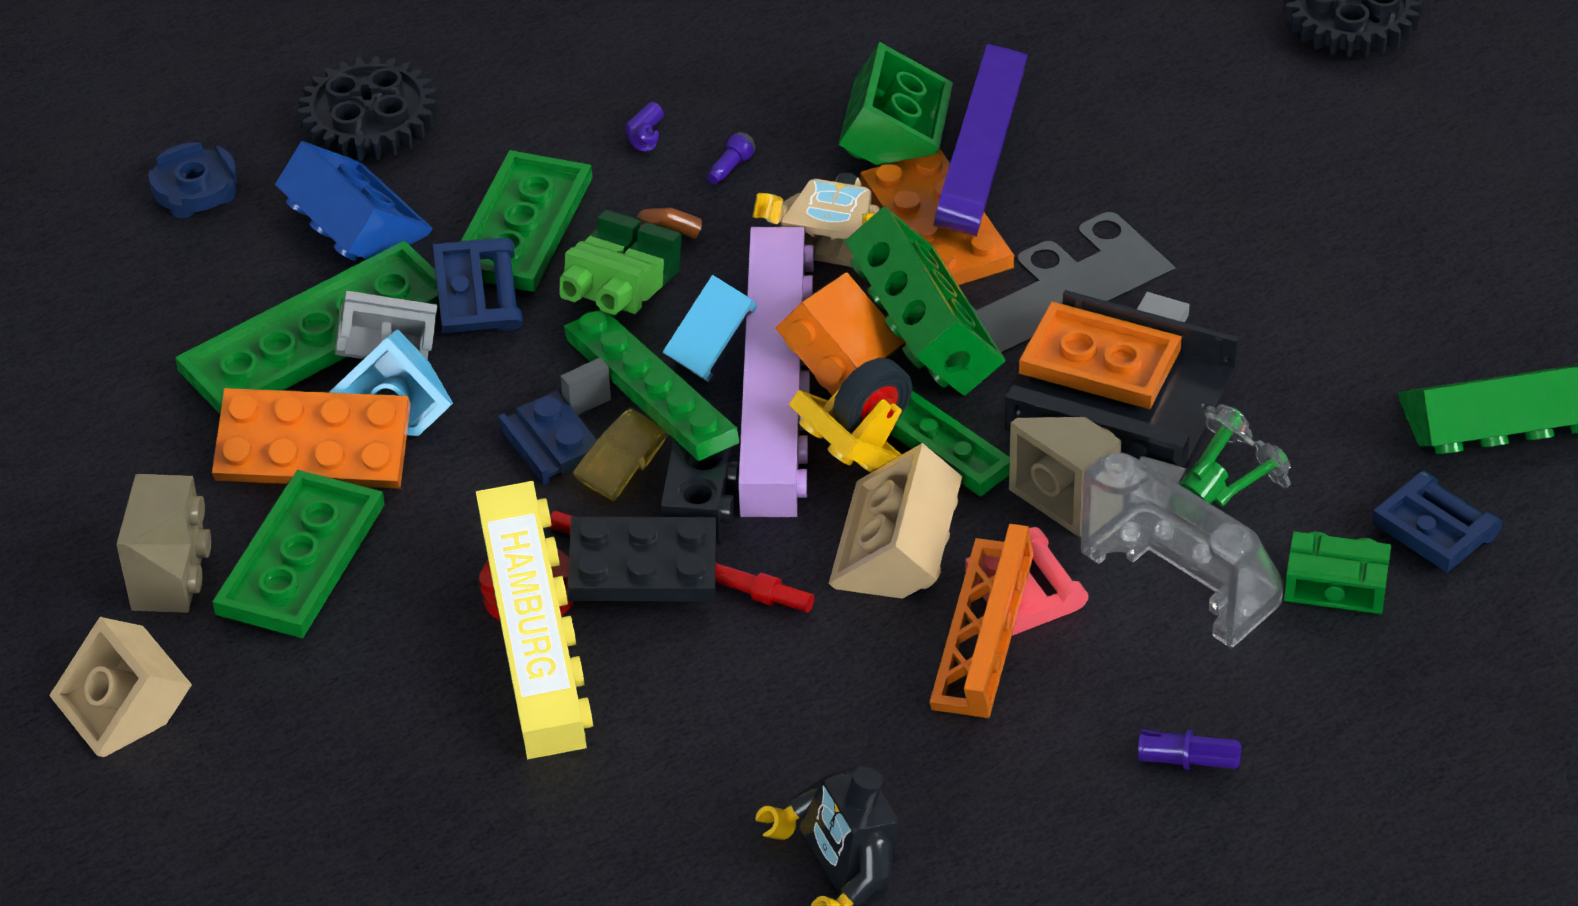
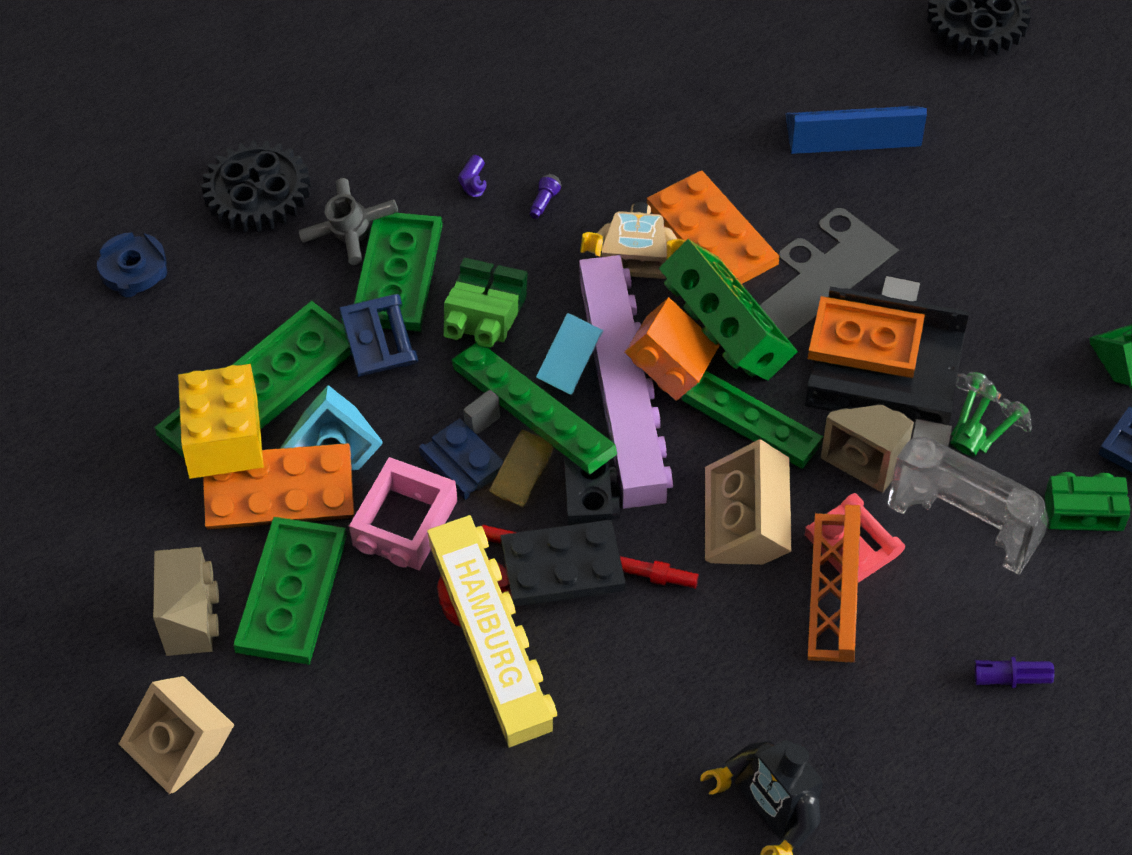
camera: 10 degrees left, 10 degrees up
(252, 349) = (220, 421): none -> yellow brick
(348, 203) = (261, 273): blue slope -> none
(370, 319) = (304, 381): light grey hinge -> none
(471, 450) = (416, 484): none -> bright pink window
(472, 156) = (348, 220): none -> dark grey bar
(673, 220) = (512, 257): dark orange arm -> none
(859, 413) = (702, 418): plate -> none
(895, 109) = (663, 143): green slope -> none
(980, 140) = (735, 163): dark purple beam -> none
(1153, 121) = (856, 129): none -> blue slope

